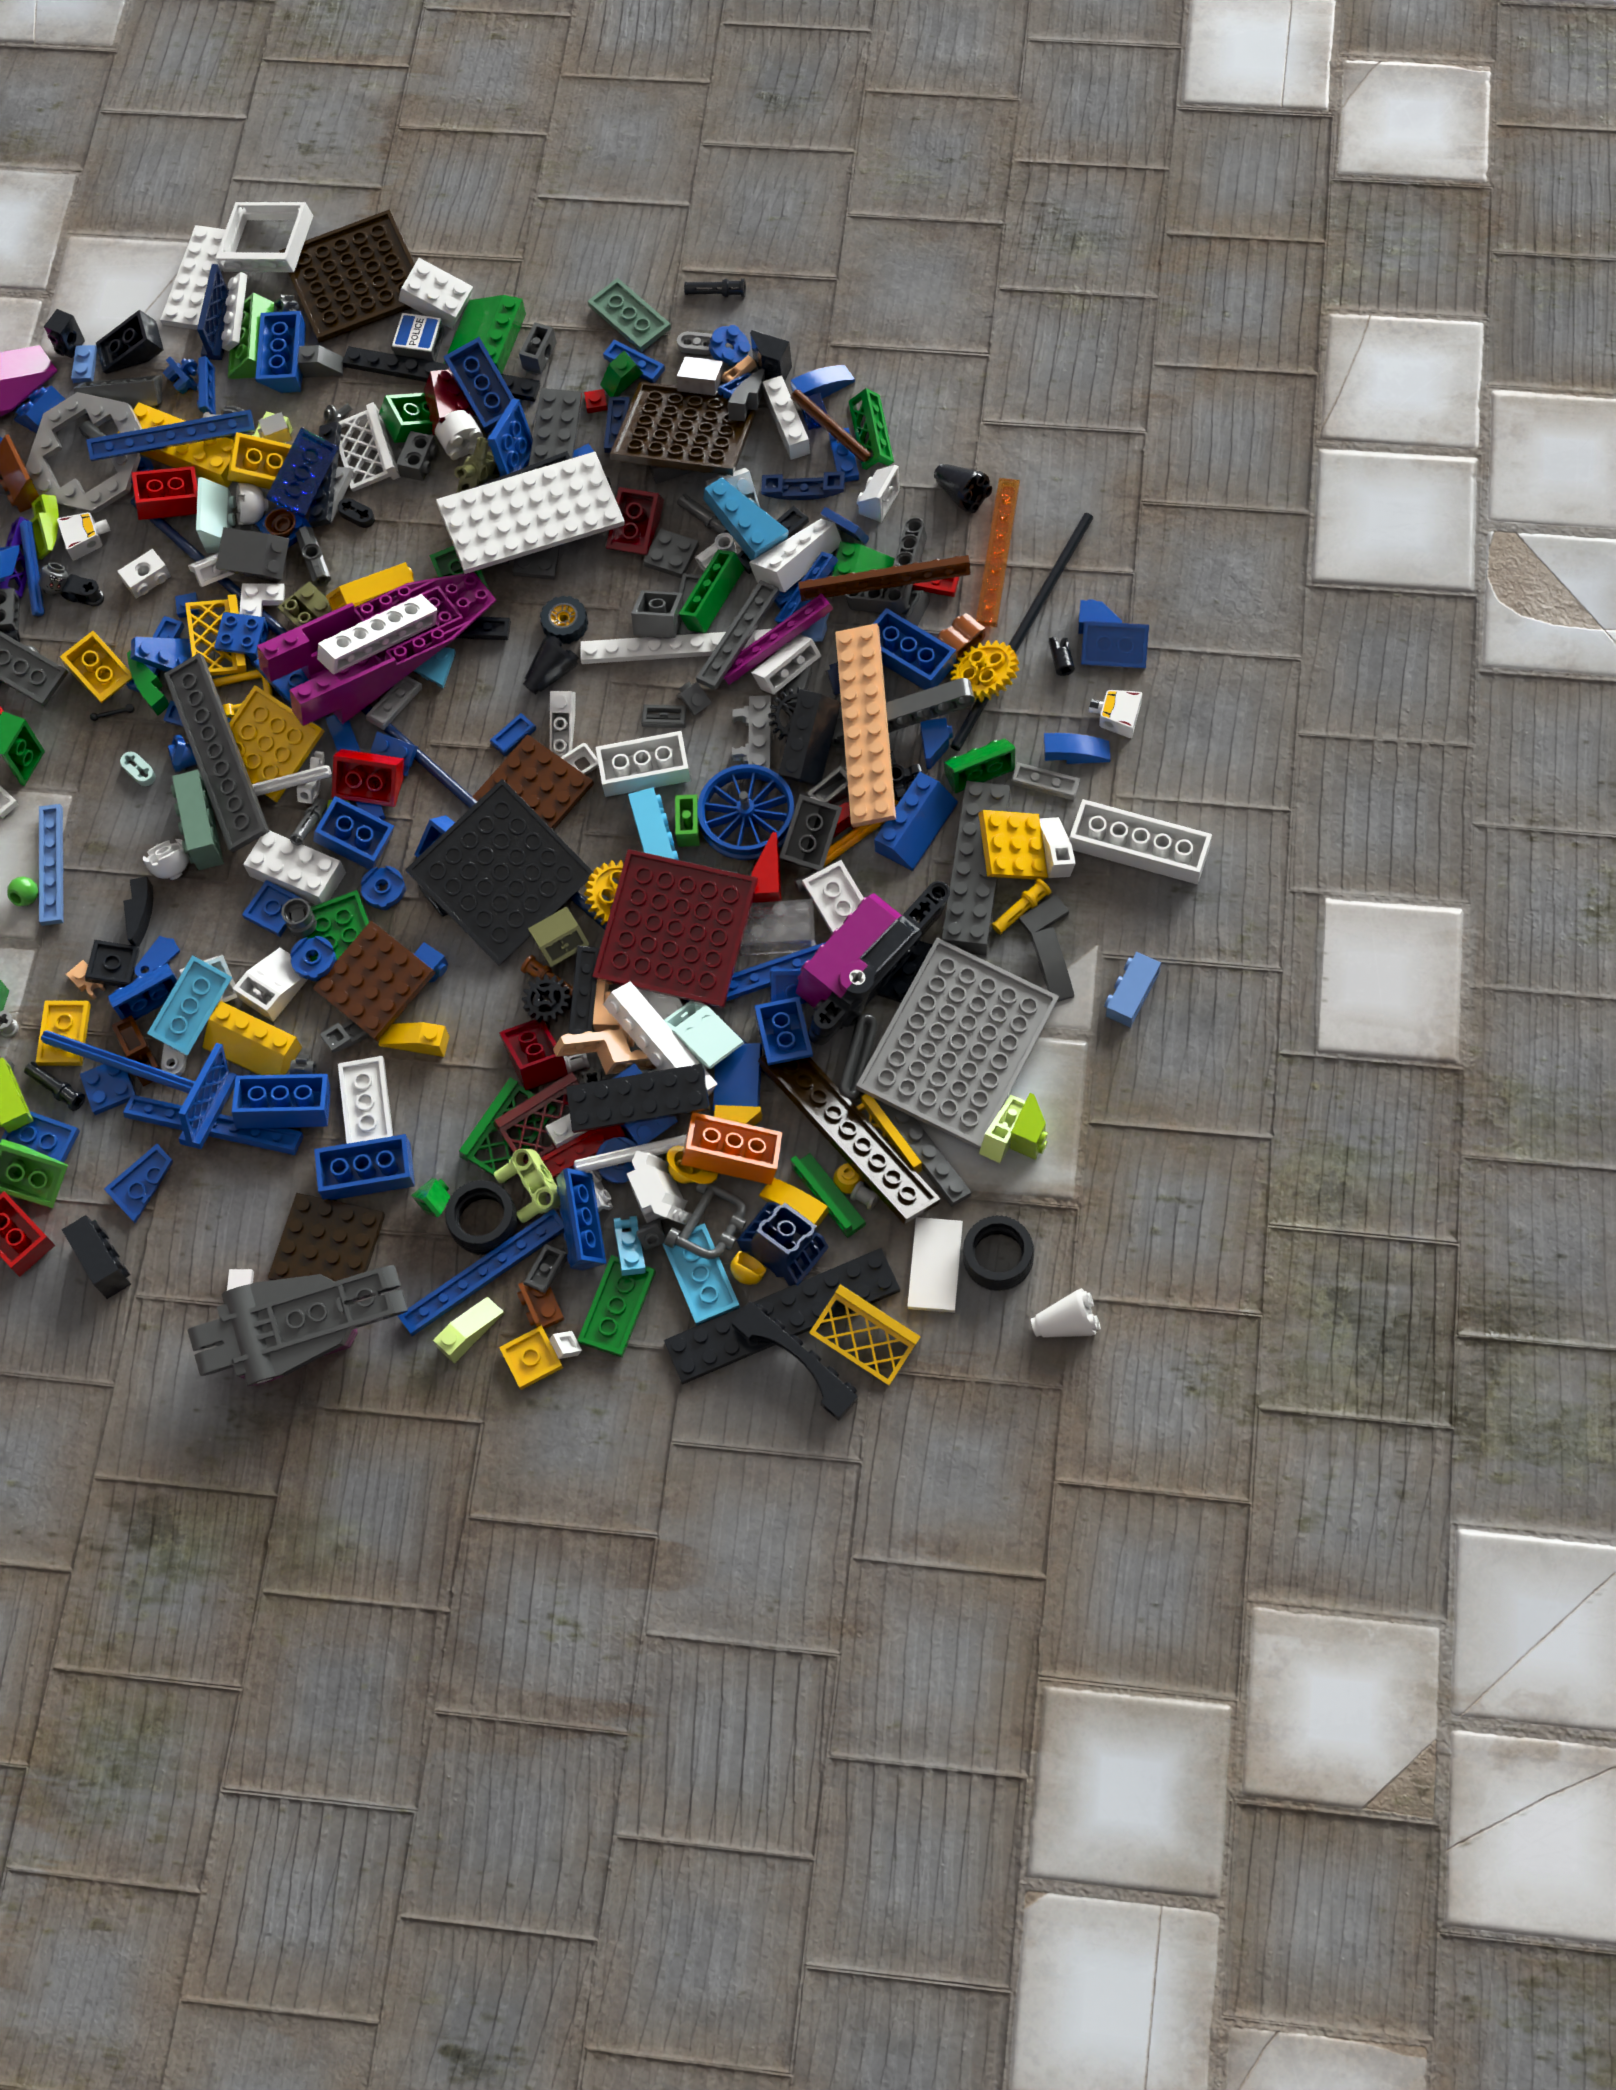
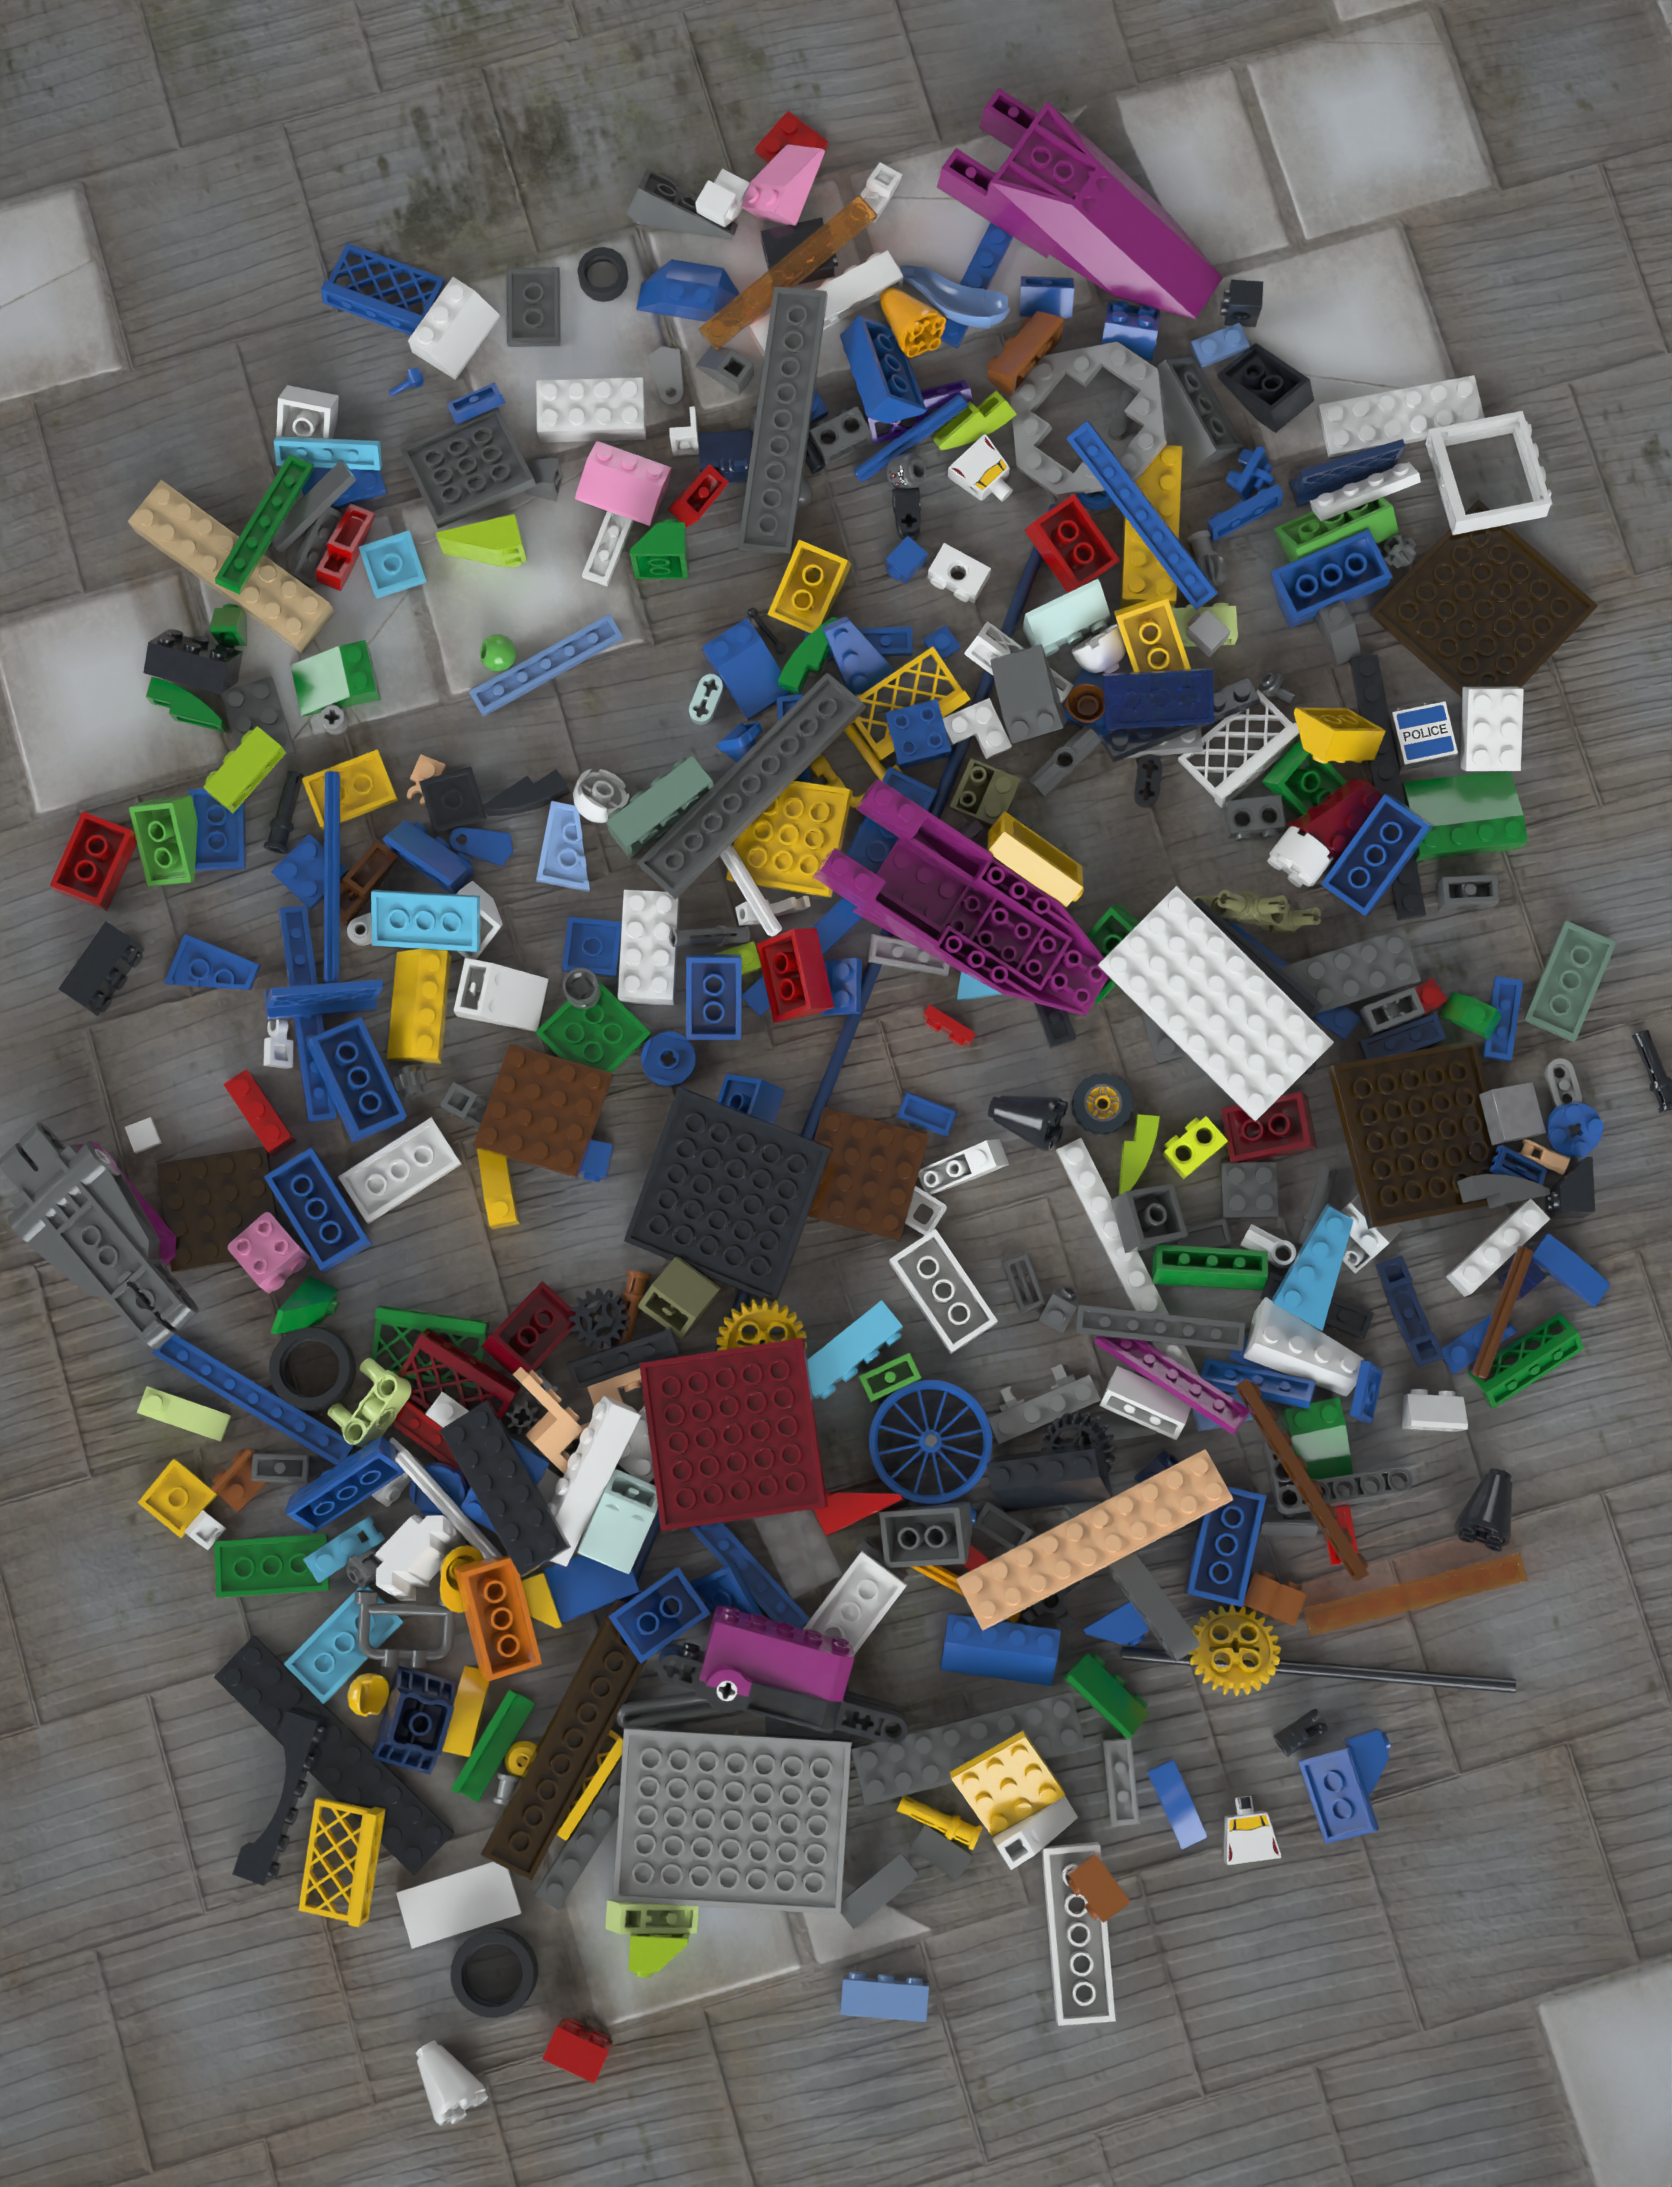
camera: 60 degrees right, 15 degrees up
(115, 603) = (905, 560): none -> blue brick
(130, 731) = (745, 668): none -> blue slope
(192, 904) = (562, 851): none -> light blue wing
(228, 1154) = (277, 1049): none -> white plate
(268, 1184) = (259, 1112): none -> red brick
(318, 968) = (533, 1014): blue plate -> none
(376, 634) = (899, 882): white brick -> none
(377, 1216) = (268, 1253): none -> bright pink bracket
(390, 379) = (1337, 734): none -> yellow slope
(457, 694) = (957, 1032): none -> red plate
(511, 440) = (1305, 932): blue plate -> none
(594, 420) = (1391, 1012): none -> dark grey brick
(608, 609) = (1137, 1152): none -> lime slope
(625, 573) = (1198, 1151): none -> neon yellow brick
(1081, 1210) = (578, 2049): none -> red brick
(1111, 806) = (1098, 1887): none -> dark orange brick

